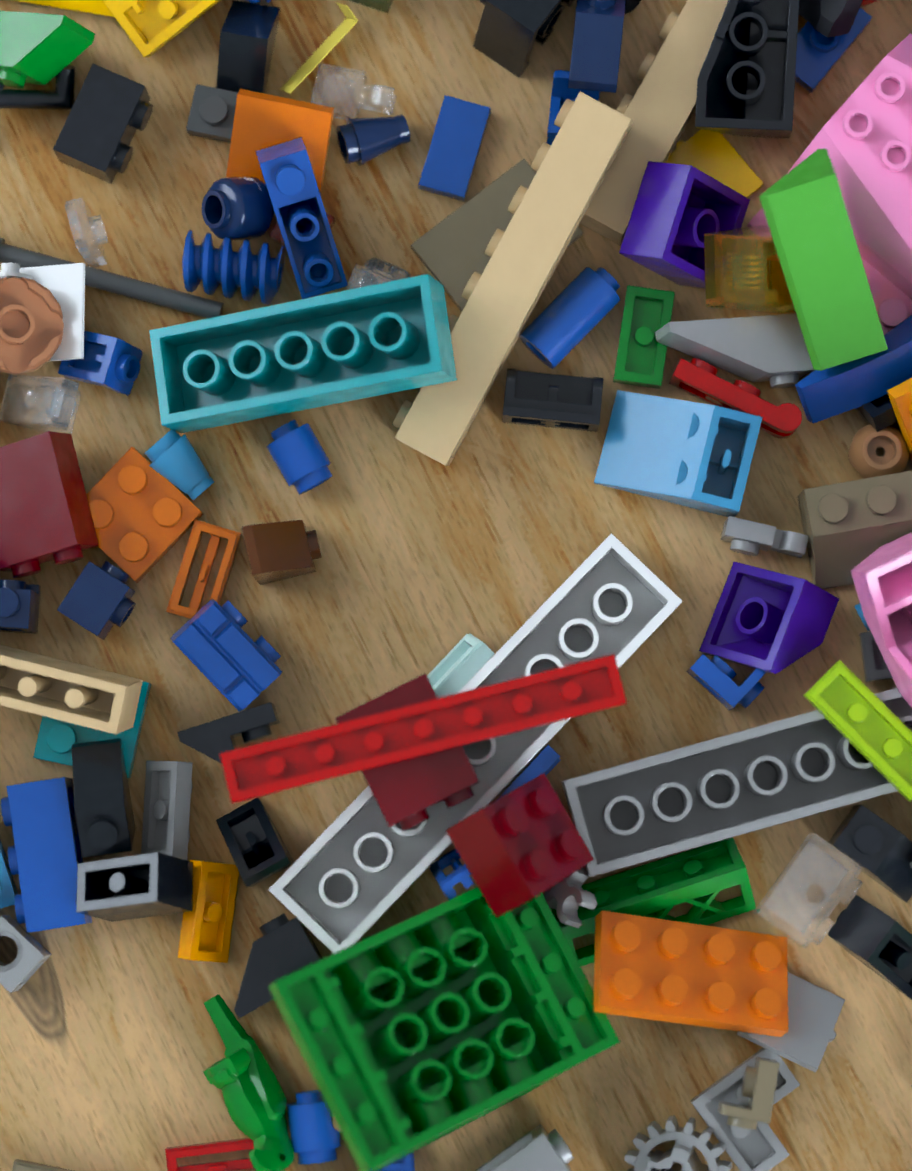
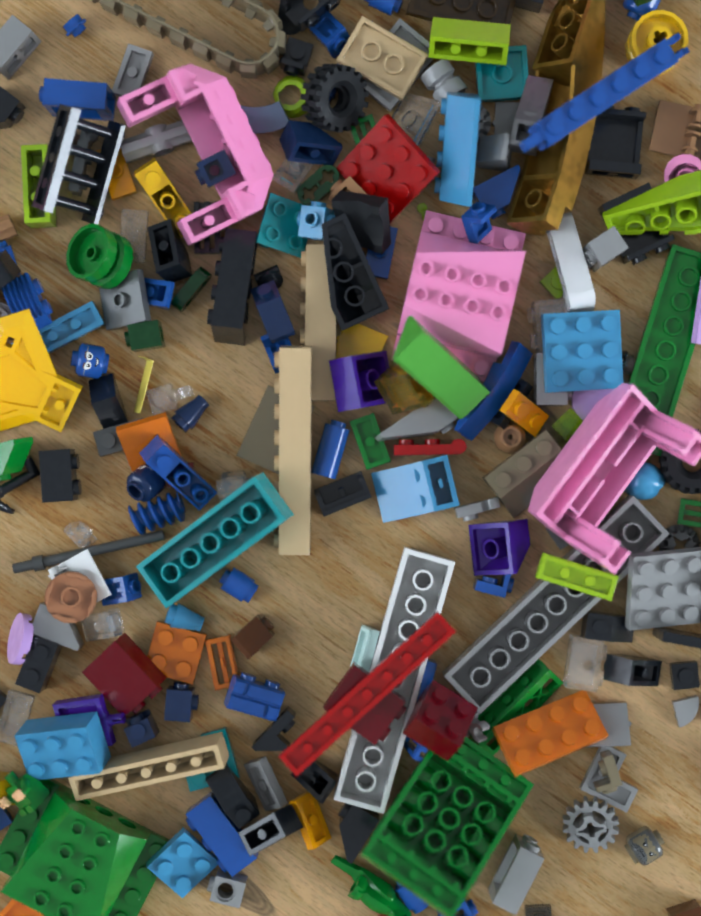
camera: 30 degrees left, 5 degrees up
(454, 148) = (232, 397): blue tile -> none

